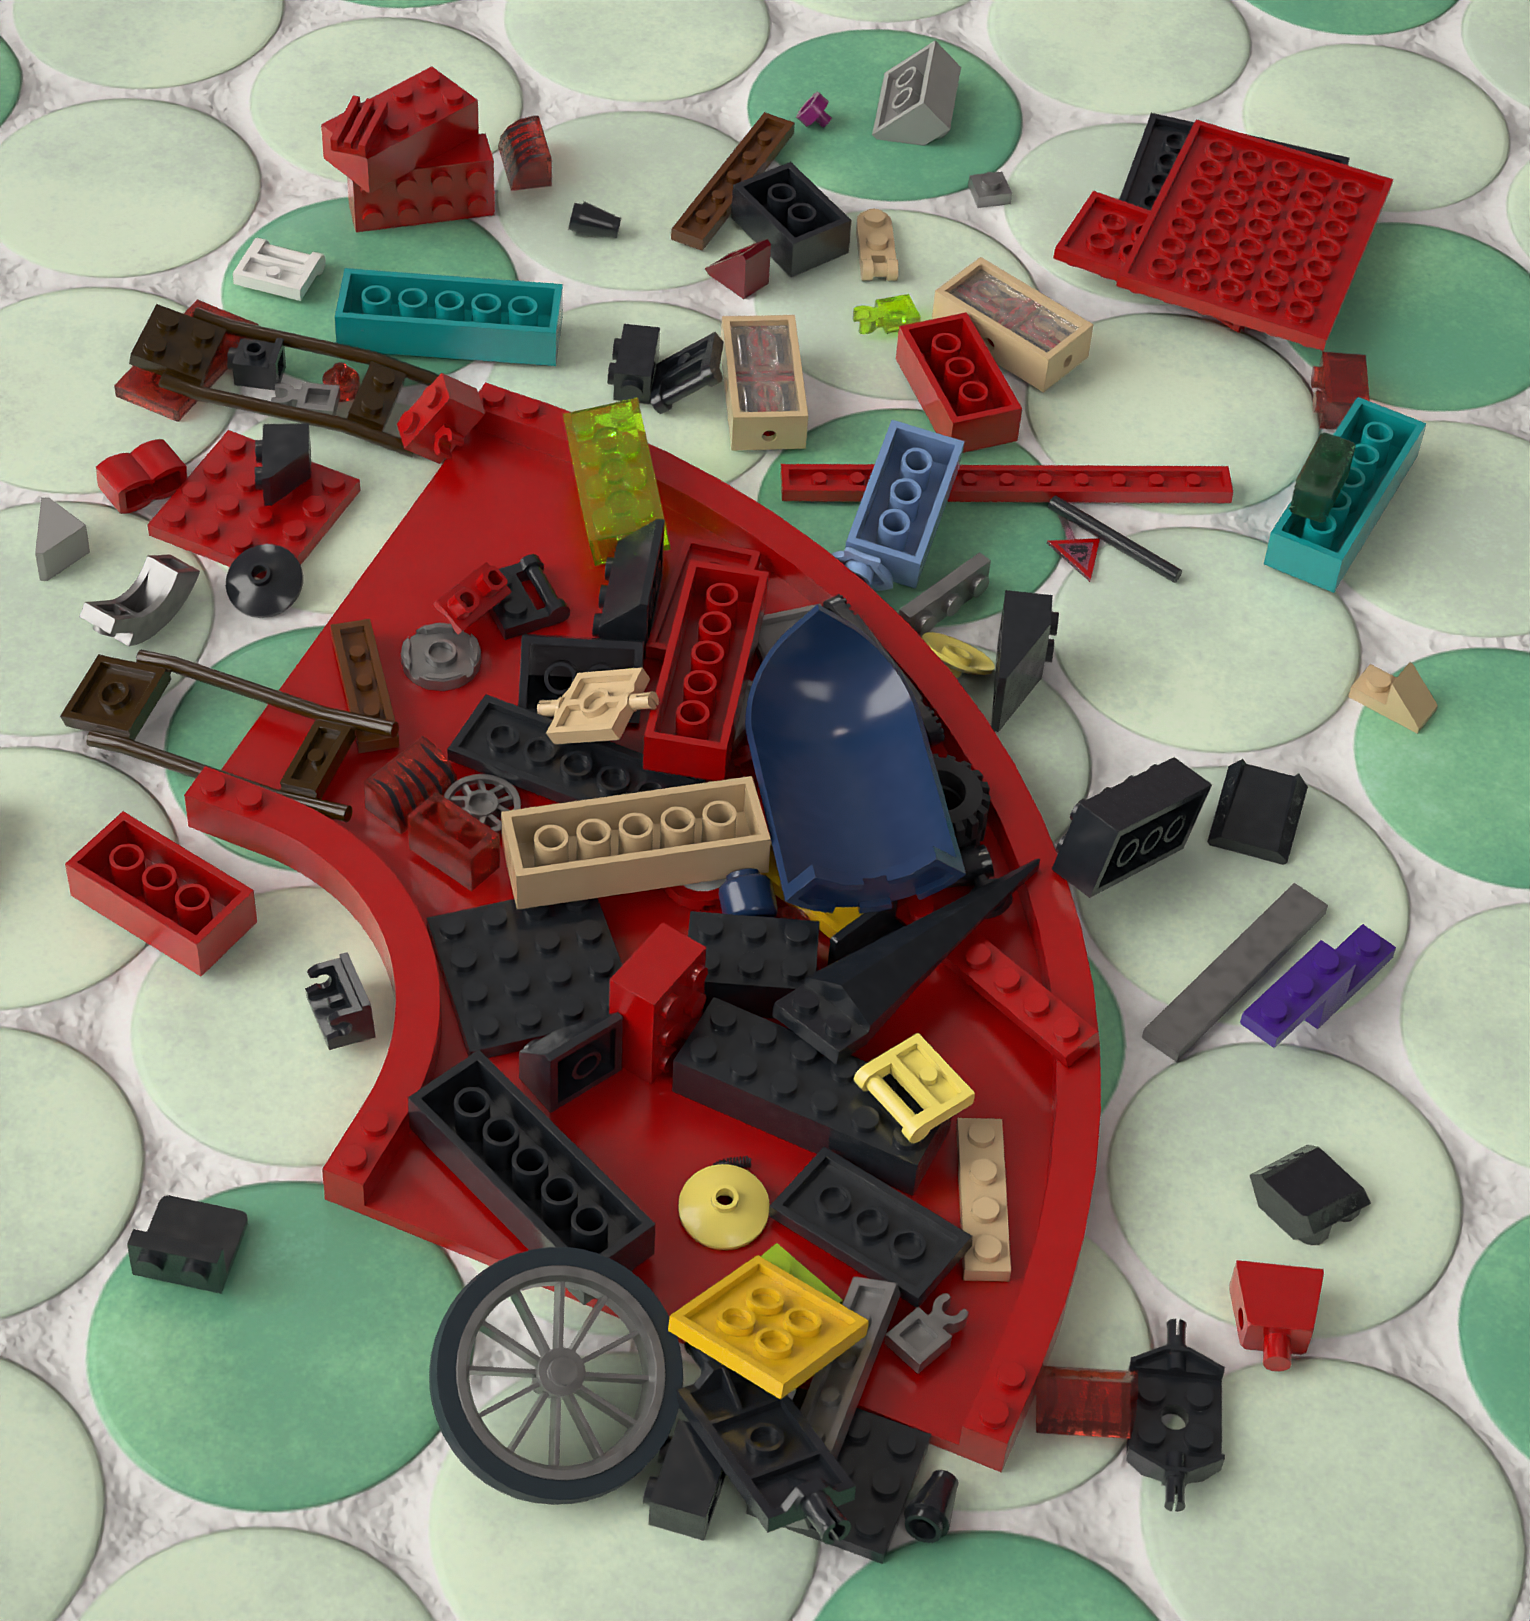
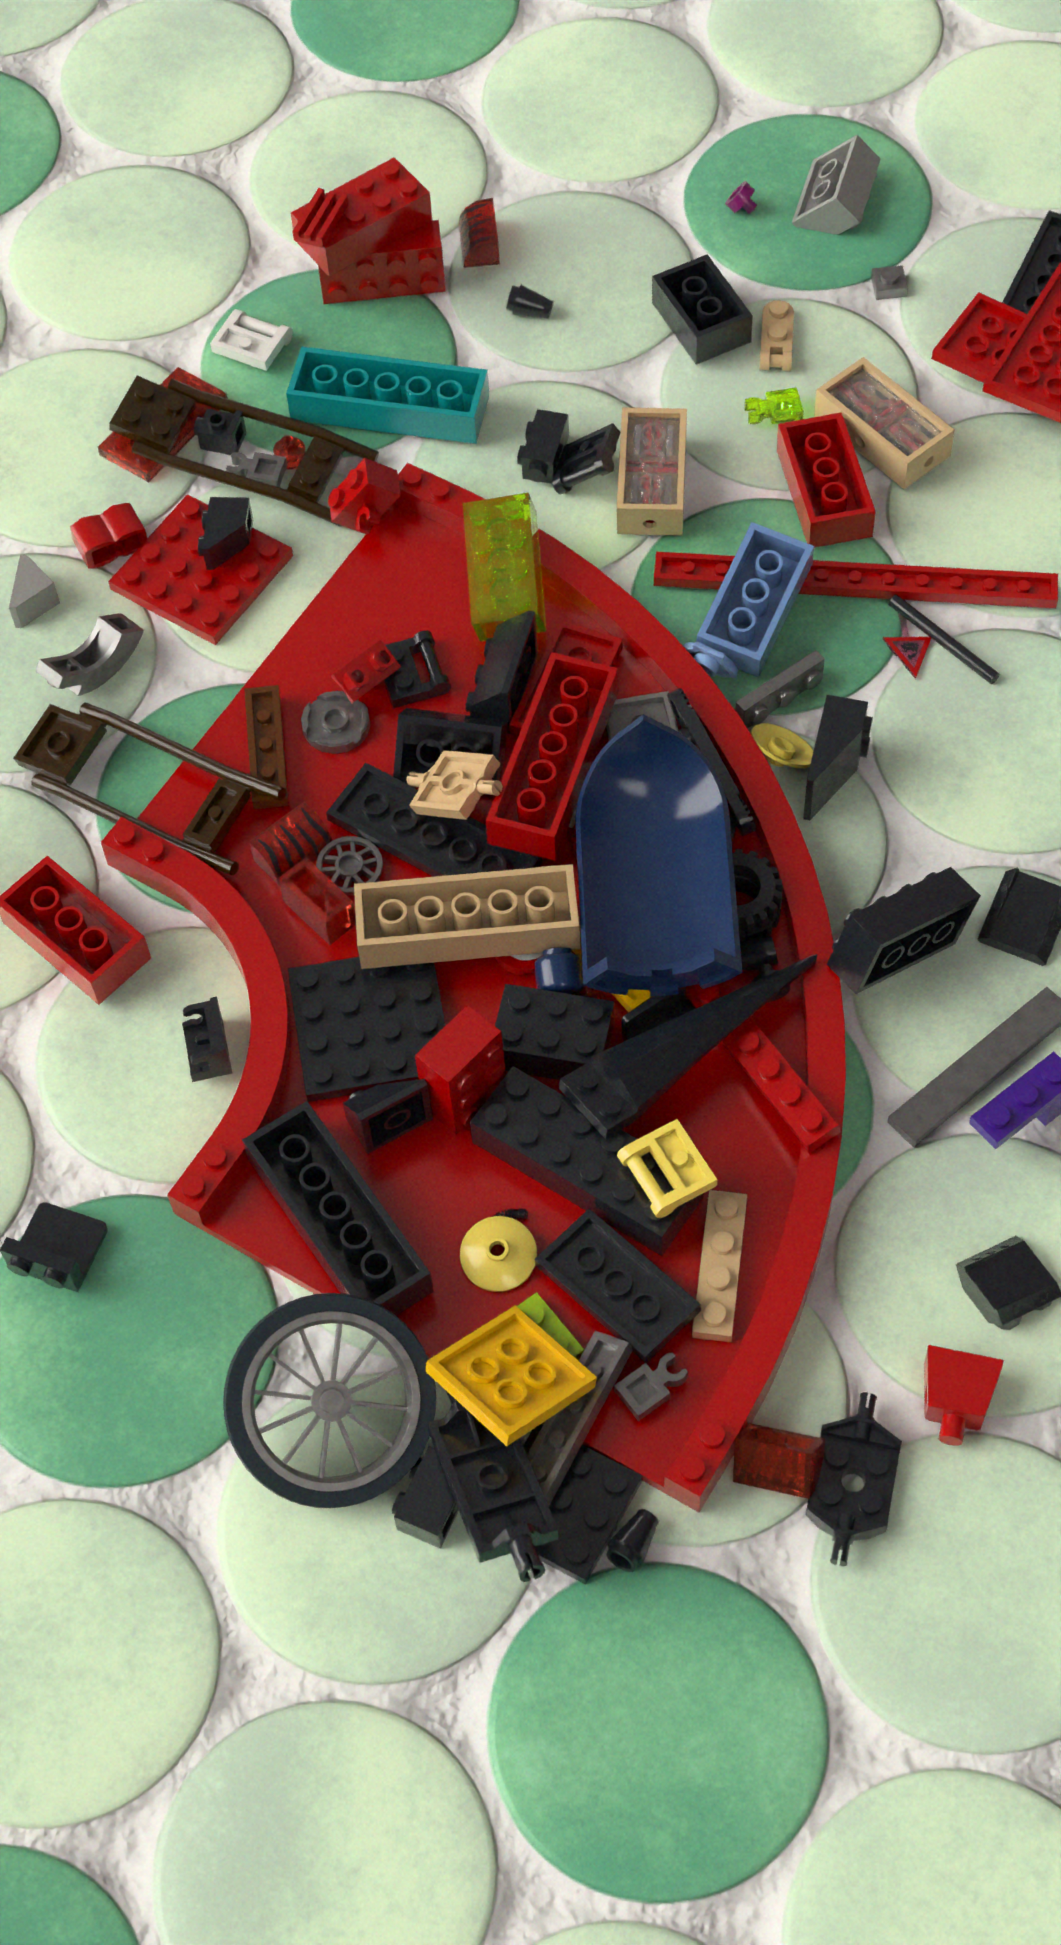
camera: 15 degrees right, 10 degrees up
(272, 593) = (207, 649): black dish -> none
(743, 269) = (653, 356): dark red slope -> none
(747, 160) = (668, 253): reddish brown plate -> none

